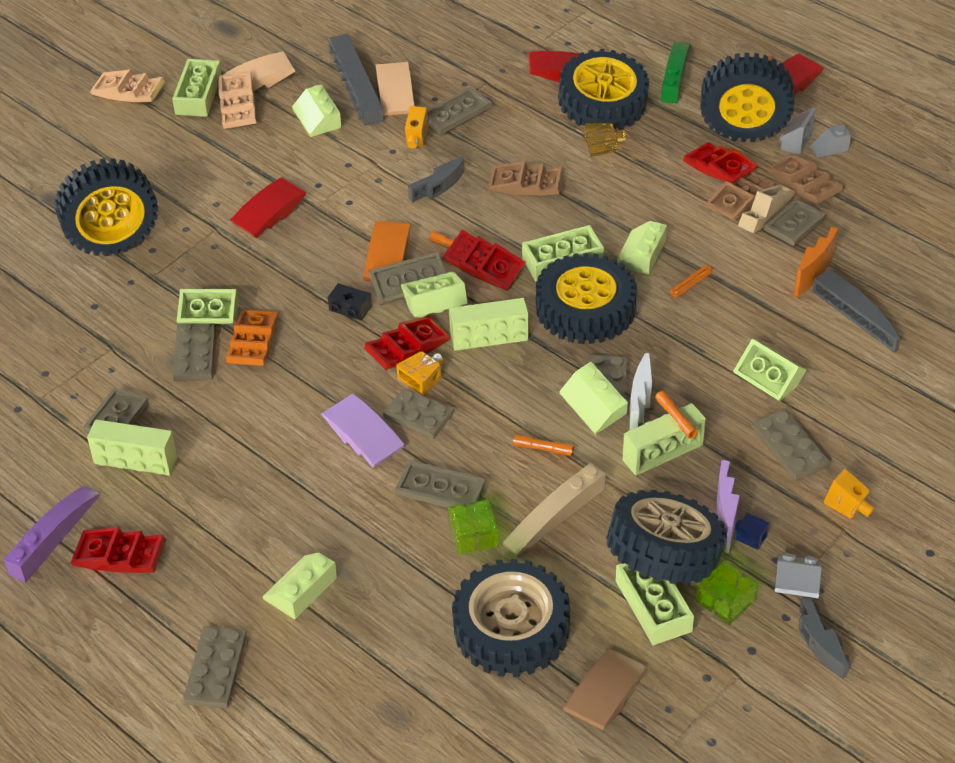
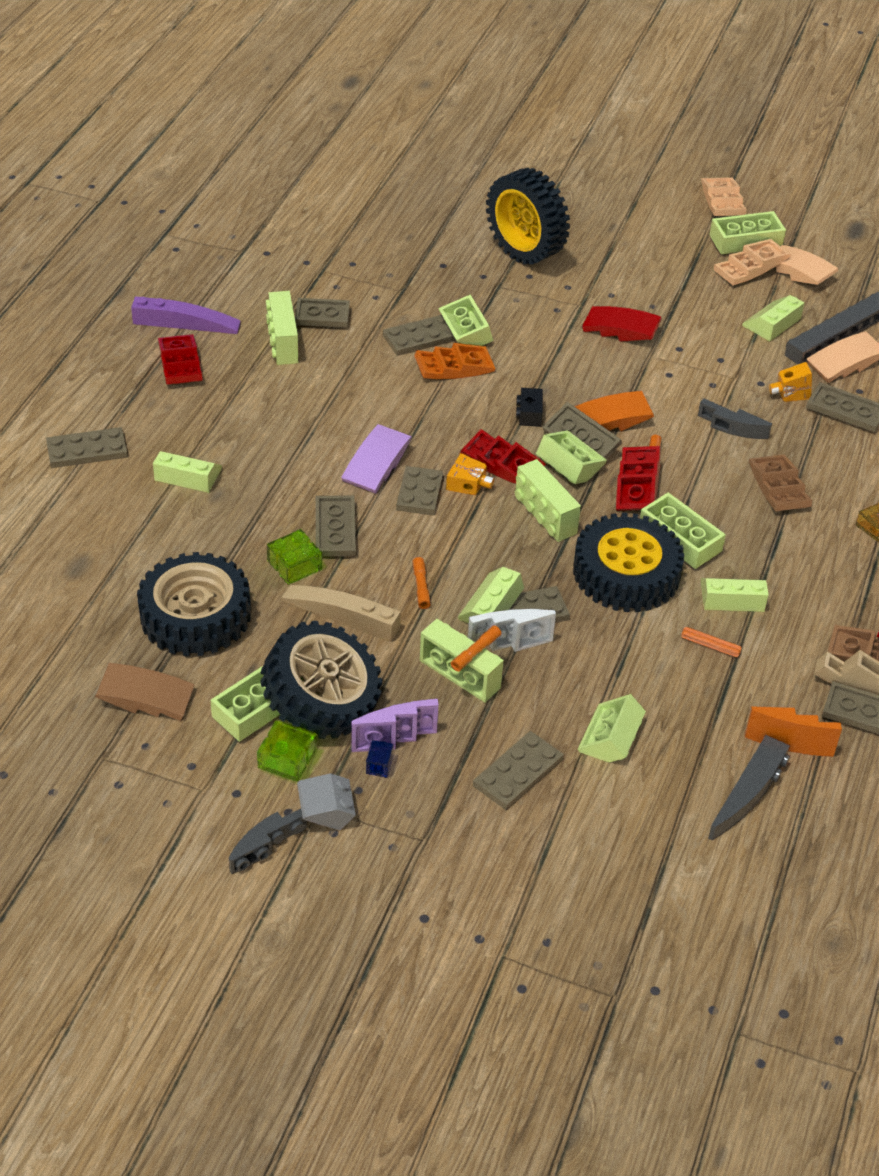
camera: 65 degrees right, 0 degrees up
(848, 496) = (457, 823): light orange torso -> none

